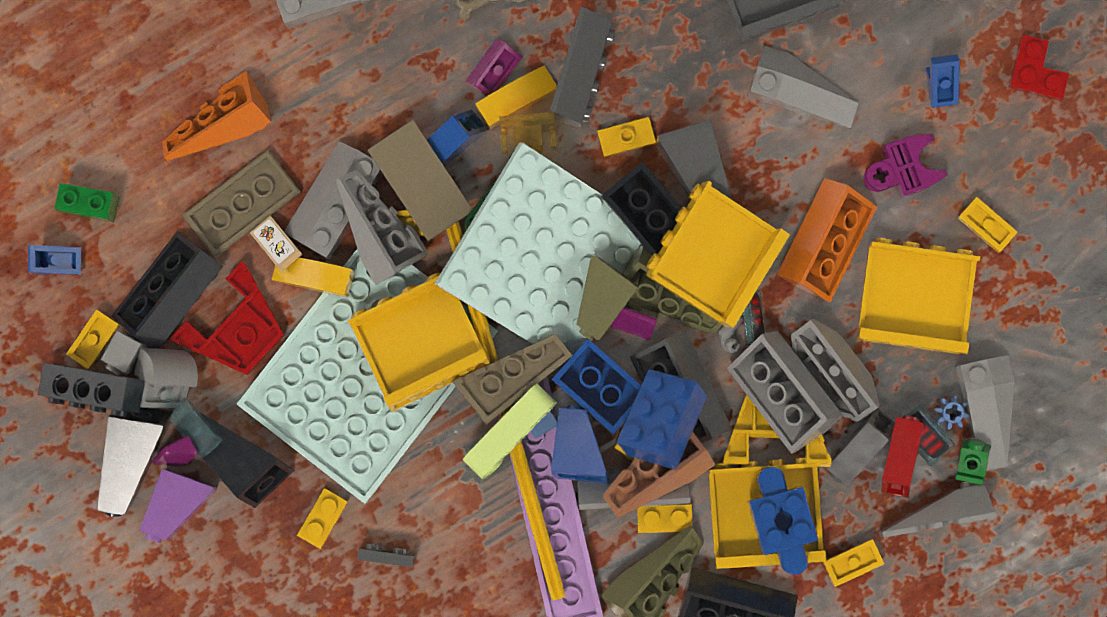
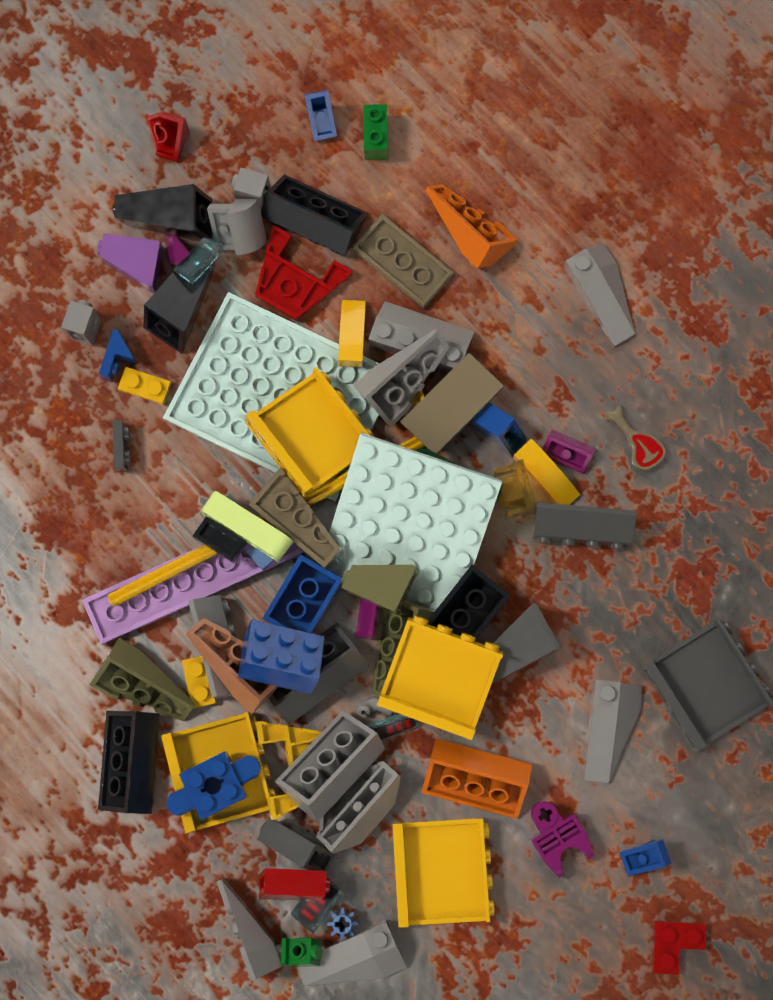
camera: 80 degrees right, 5 degrees down
(36, 439) = (168, 134): none -> red slope
(91, 388) = (215, 167): black brick -> none
(93, 339) = (260, 161): yellow plate -> none
(237, 573) = (81, 322): none -> light grey brick
(275, 243) = (373, 295): tile -> none
(276, 541) = (115, 350): none -> blue slope
(517, 464) = (219, 539): none -> black tile
(576, 448) = (243, 589): blue slope -> none
(626, 137) = (531, 579): yellow plate -> none
(853, 562) = (190, 859): yellow plate -> none
(987, 224) = (521, 924): yellow plate -> none

